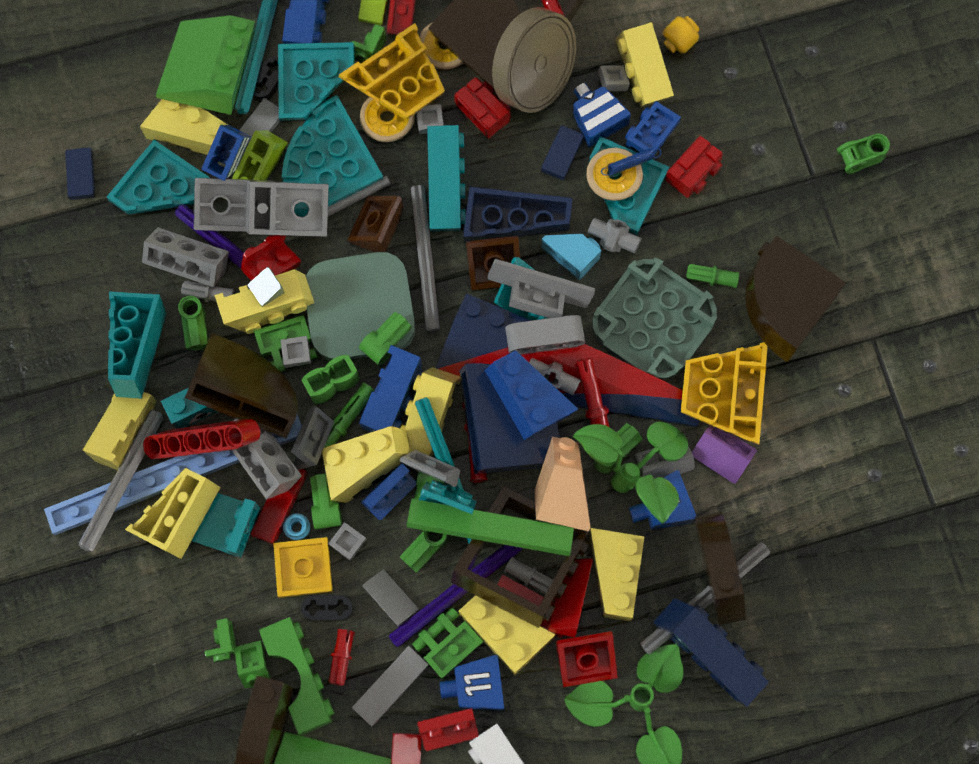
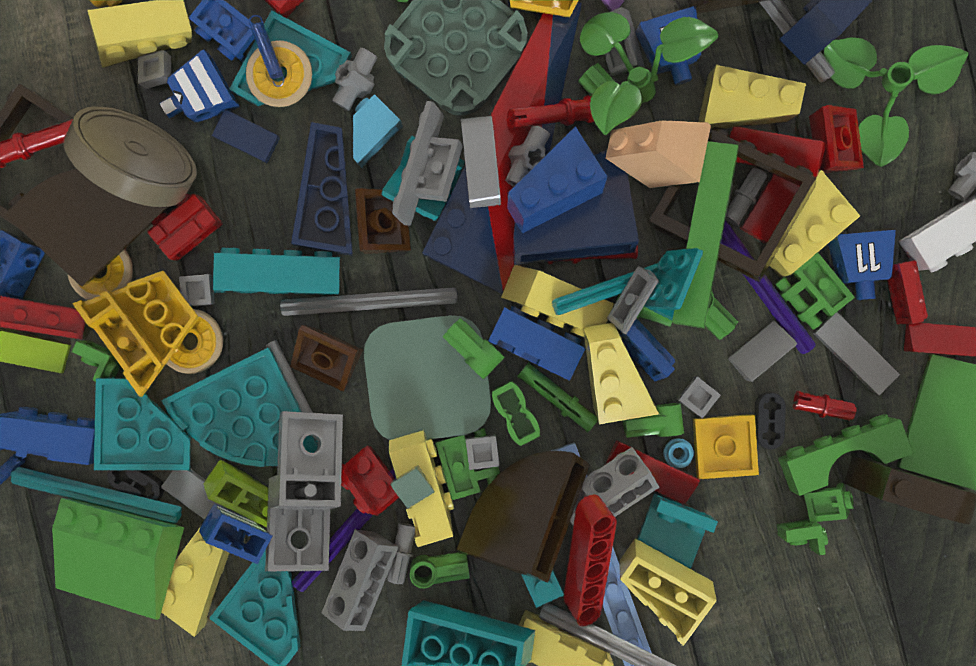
camera: 85 degrees left, 15 degrees up
(311, 438) = (587, 434): dark grey panel -> none

